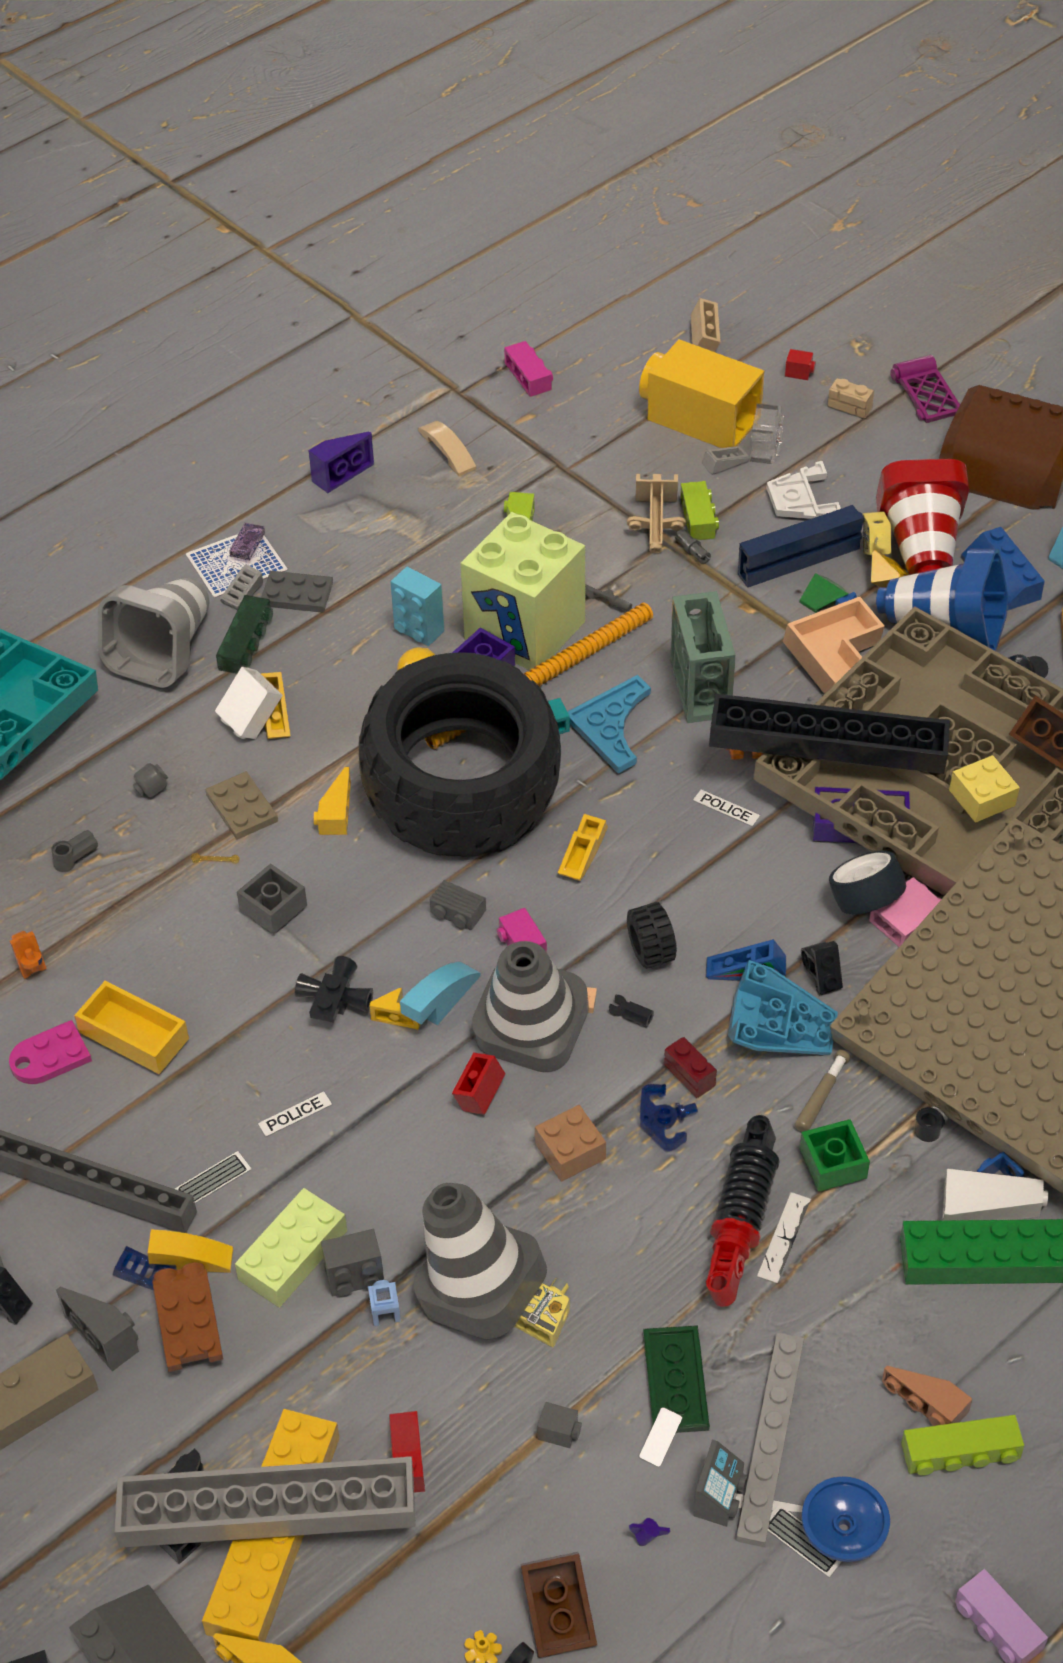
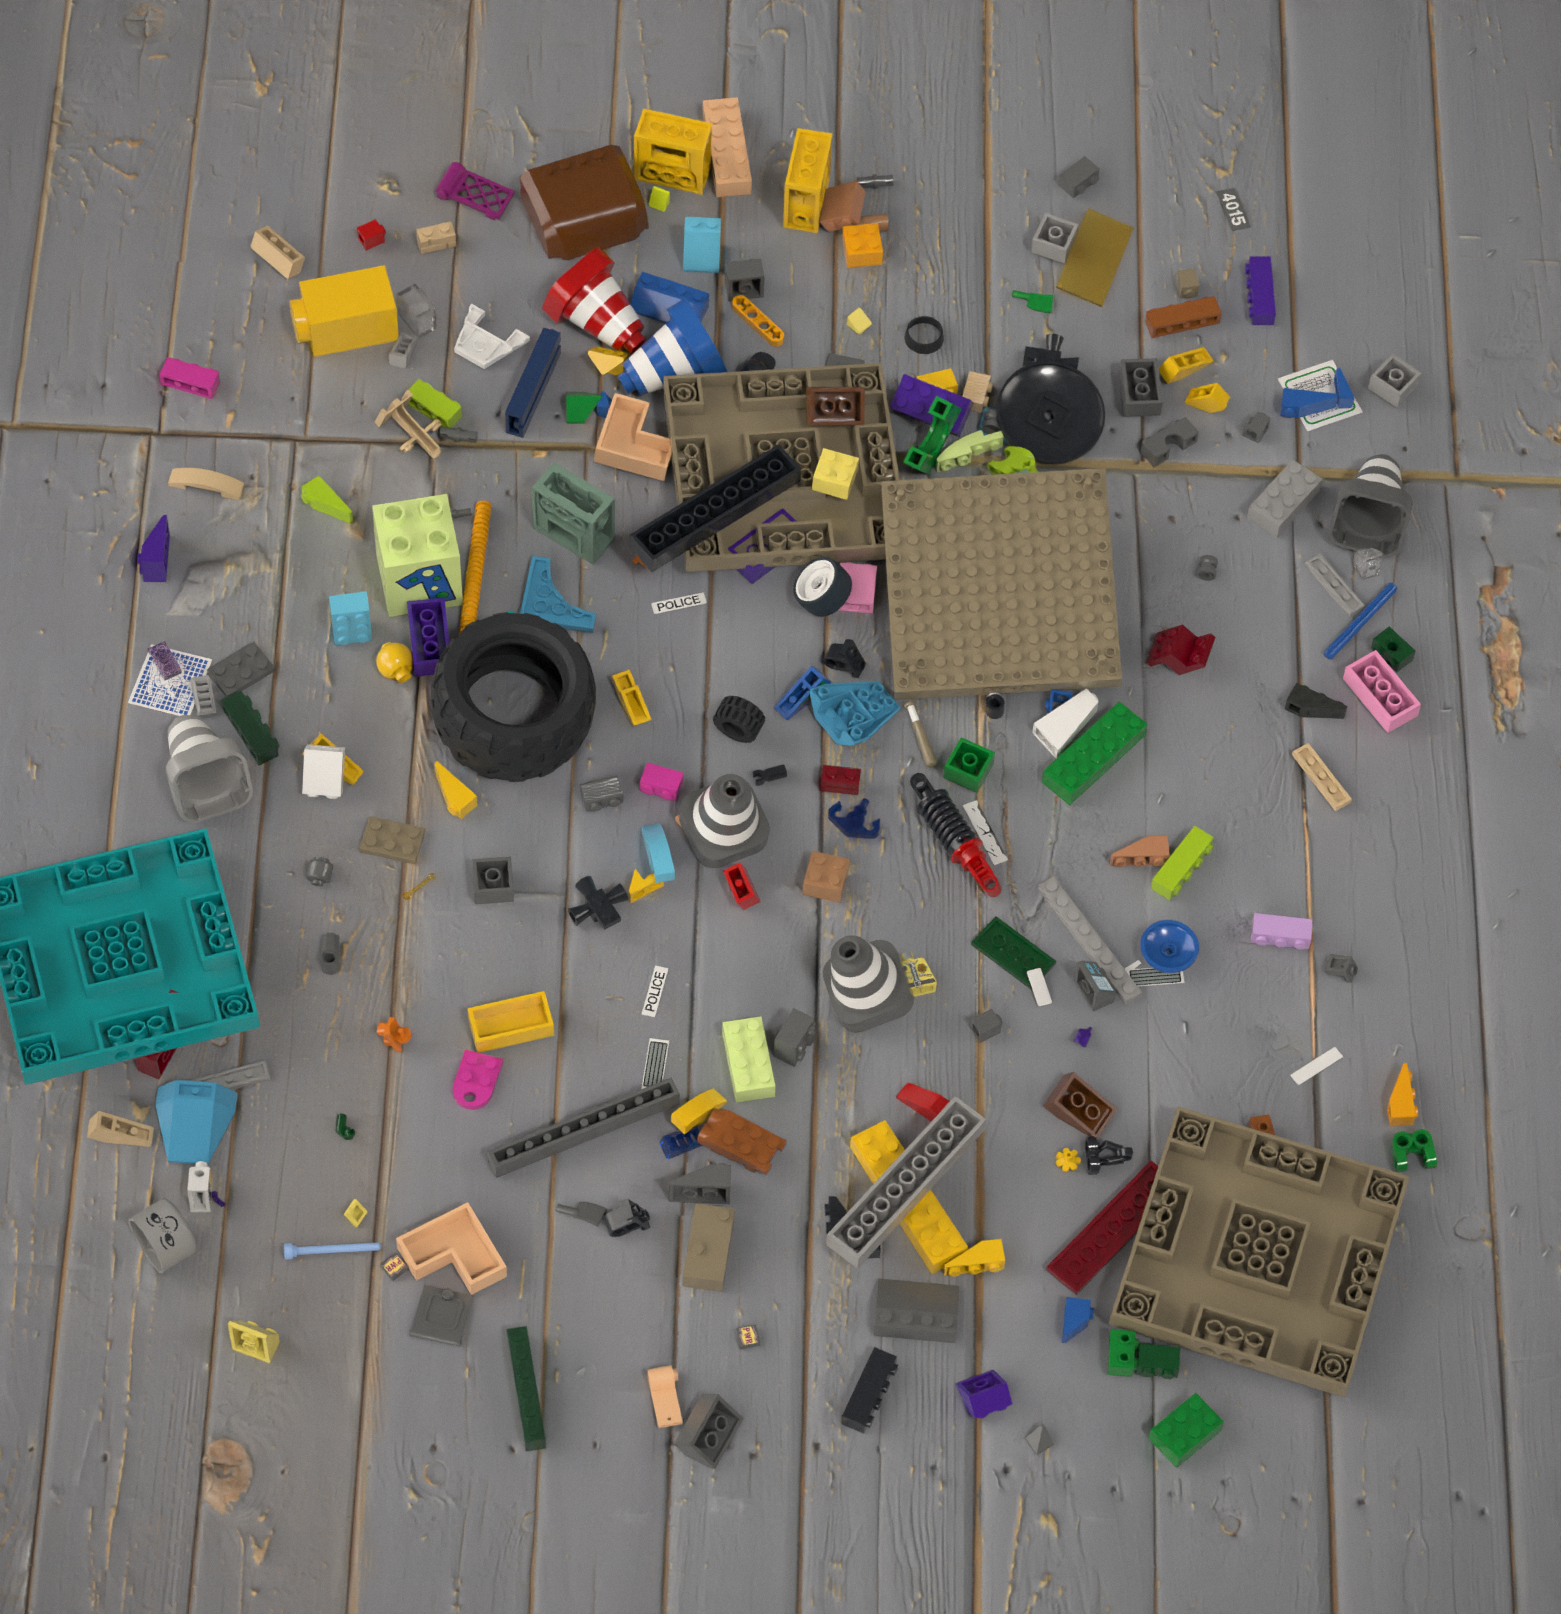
camera: 50 degrees left, 10 degrees up
(383, 1300) = (829, 1044): light blue window -> none
(876, 535) = (574, 337): light yellow torso -> none

